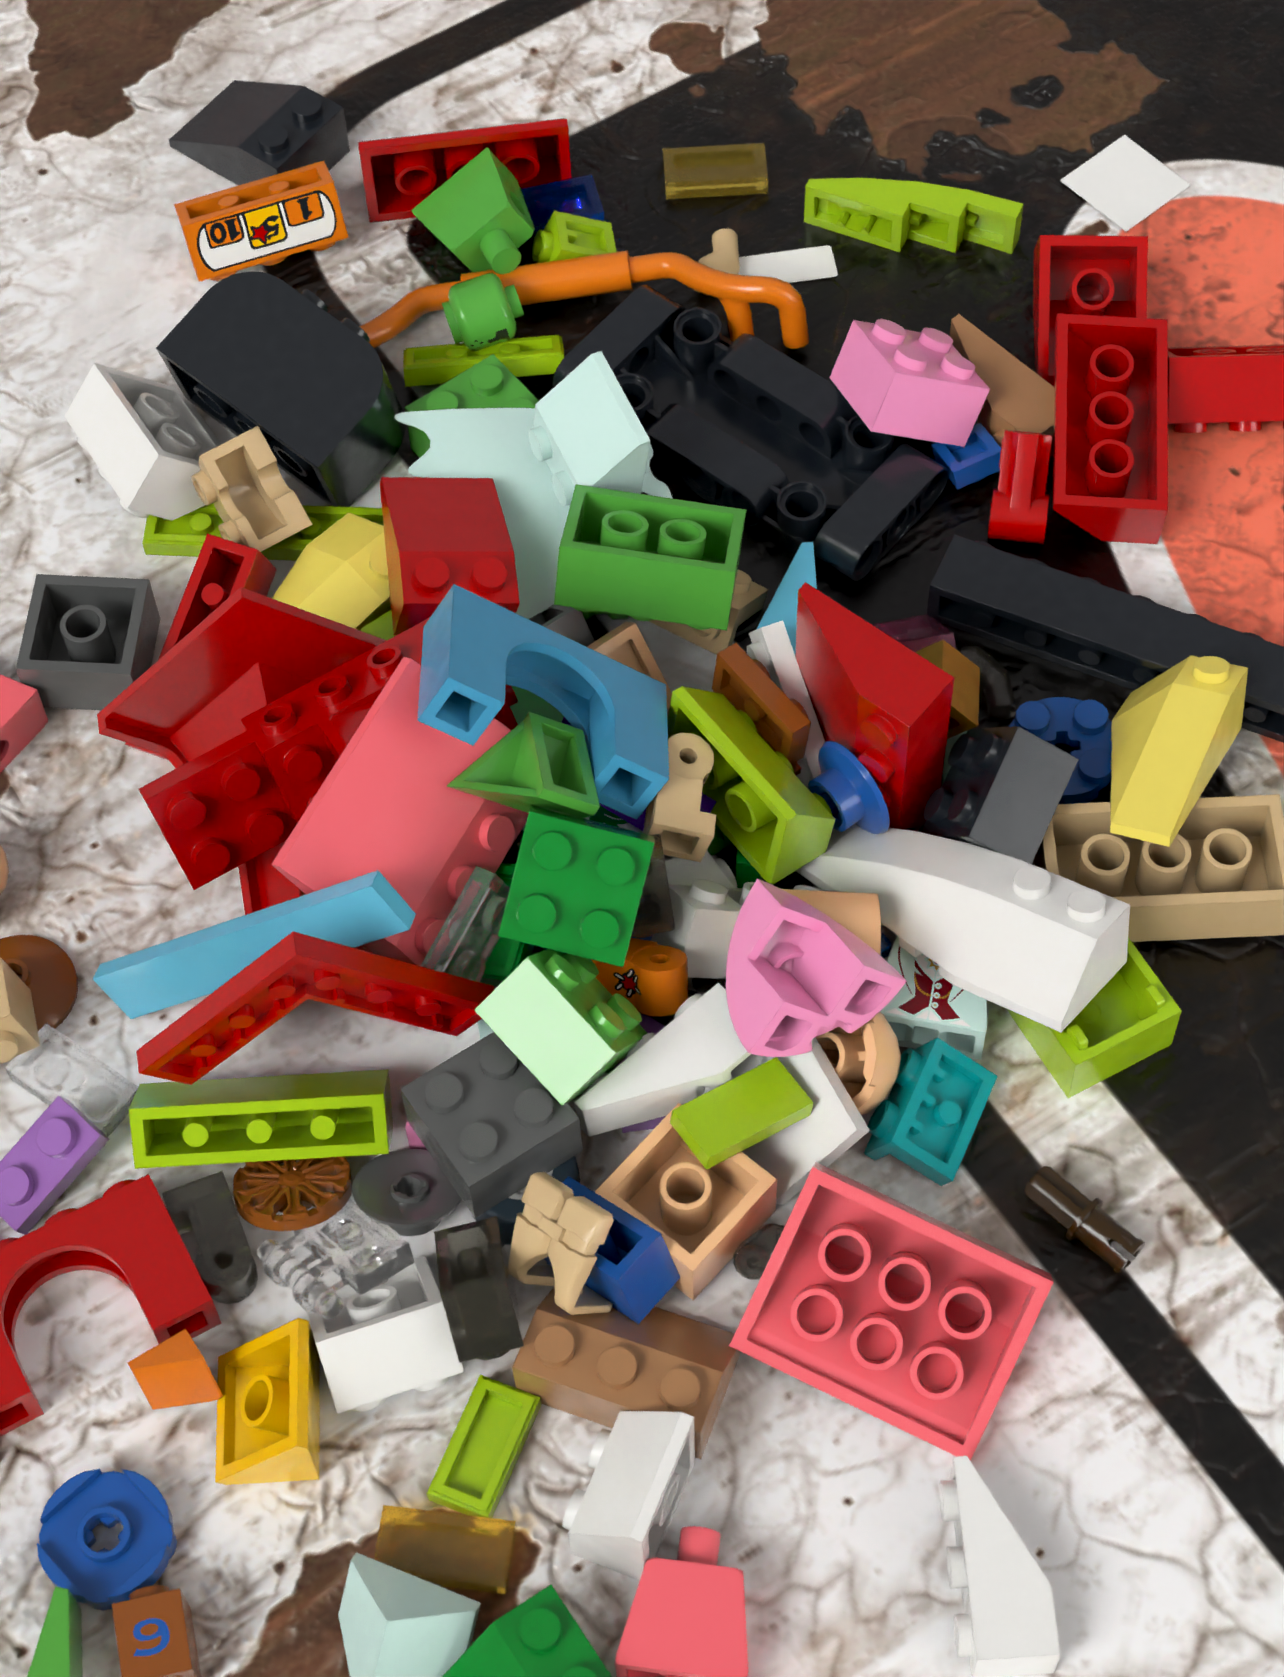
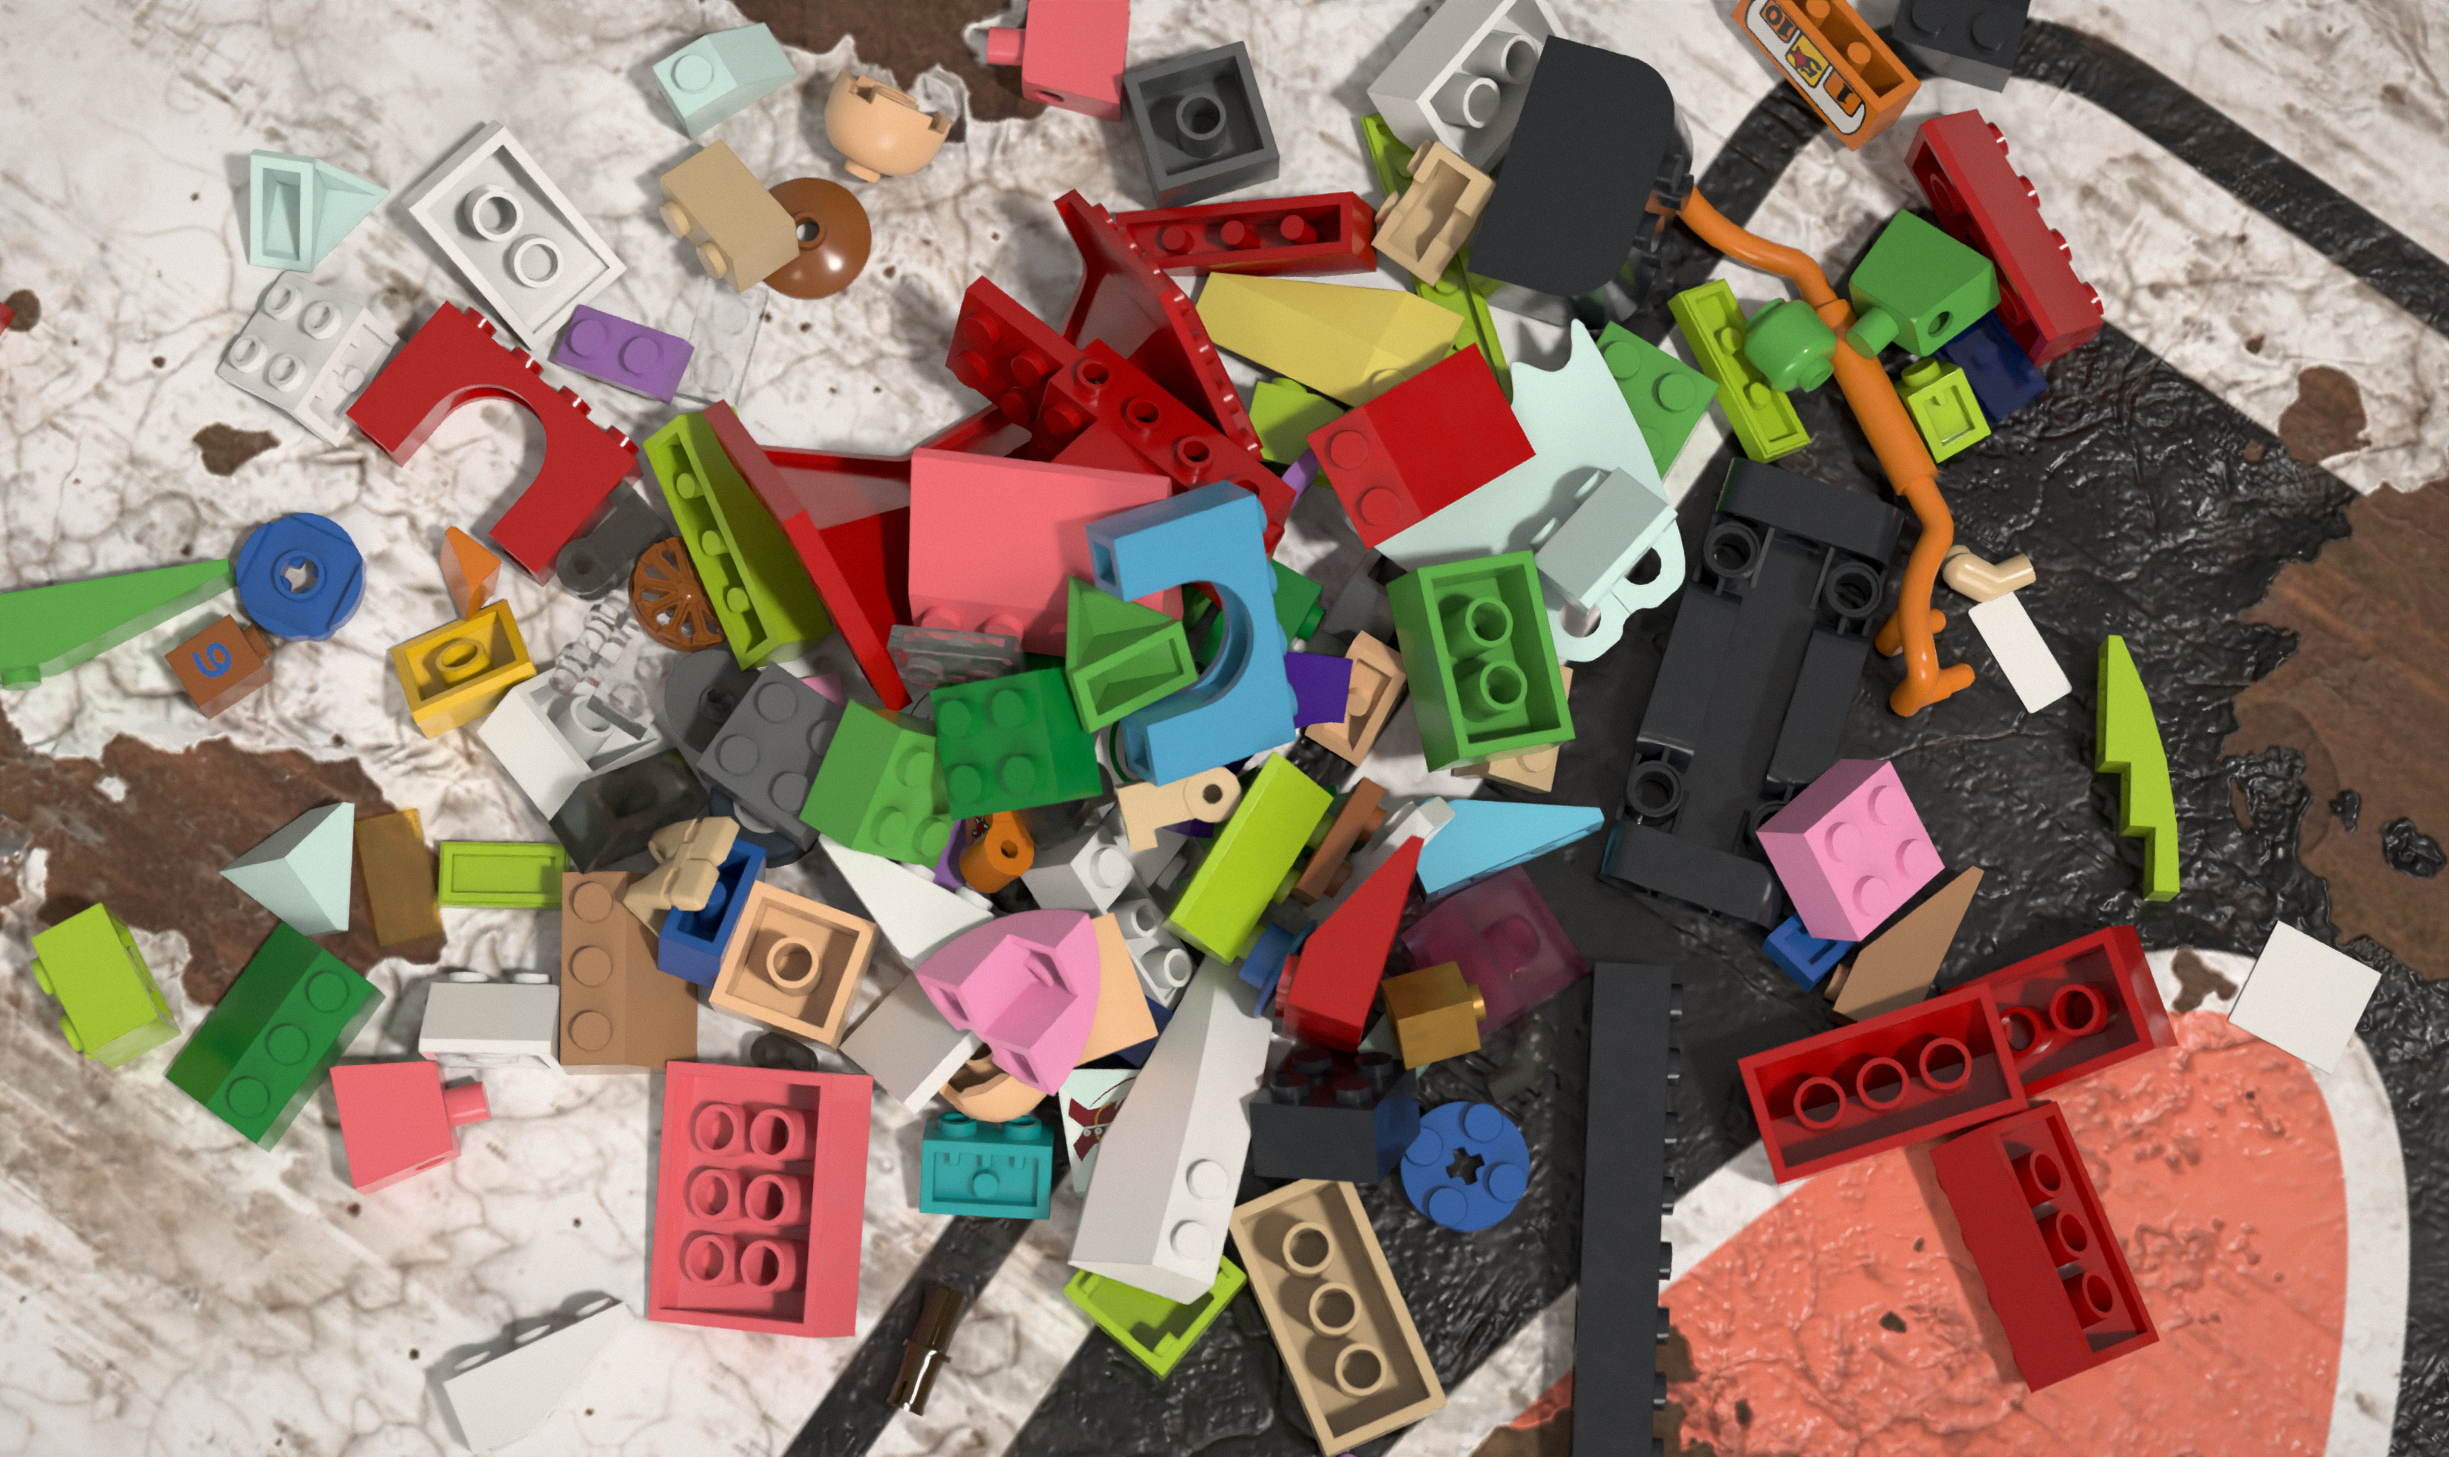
camera: 65 degrees right, 20 degrees up
(206, 959) = (872, 459): medium azure tile -> none
(715, 171) = (2128, 519): clear yellow tile -> none
(741, 1113) = (878, 986): lime tile -> none
(1020, 501) = (1772, 1017): red piece -> none
(1171, 744) = (1467, 1272): light yellow wedge -> none

